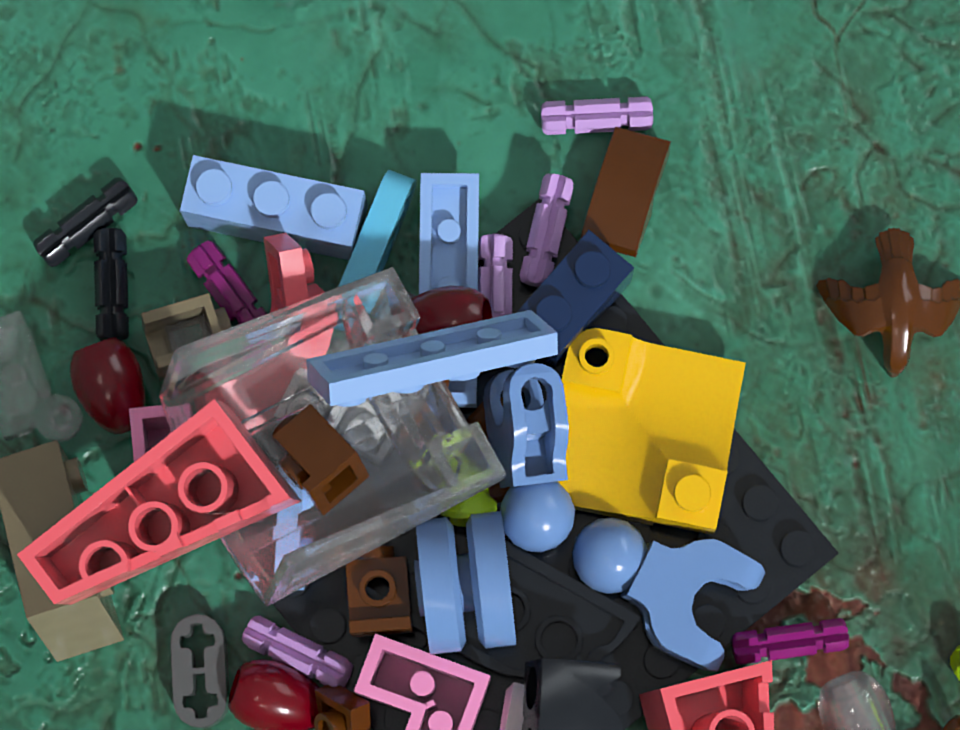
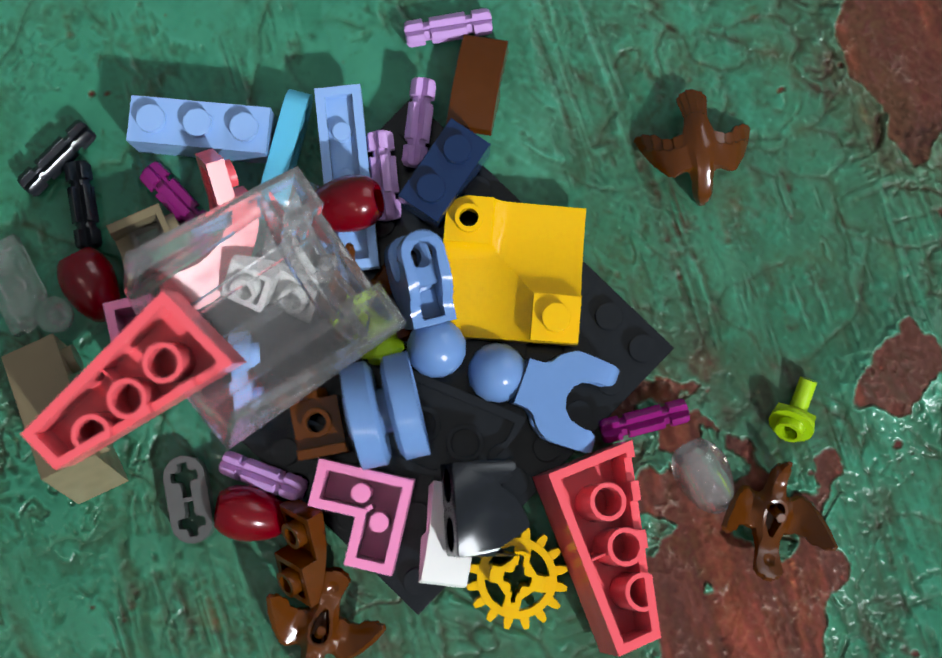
camera: 10 degrees left, 5 degrees up
(318, 458) = (255, 327): reddish brown brick -> none
(431, 357) = (335, 235): light blue plate -> none

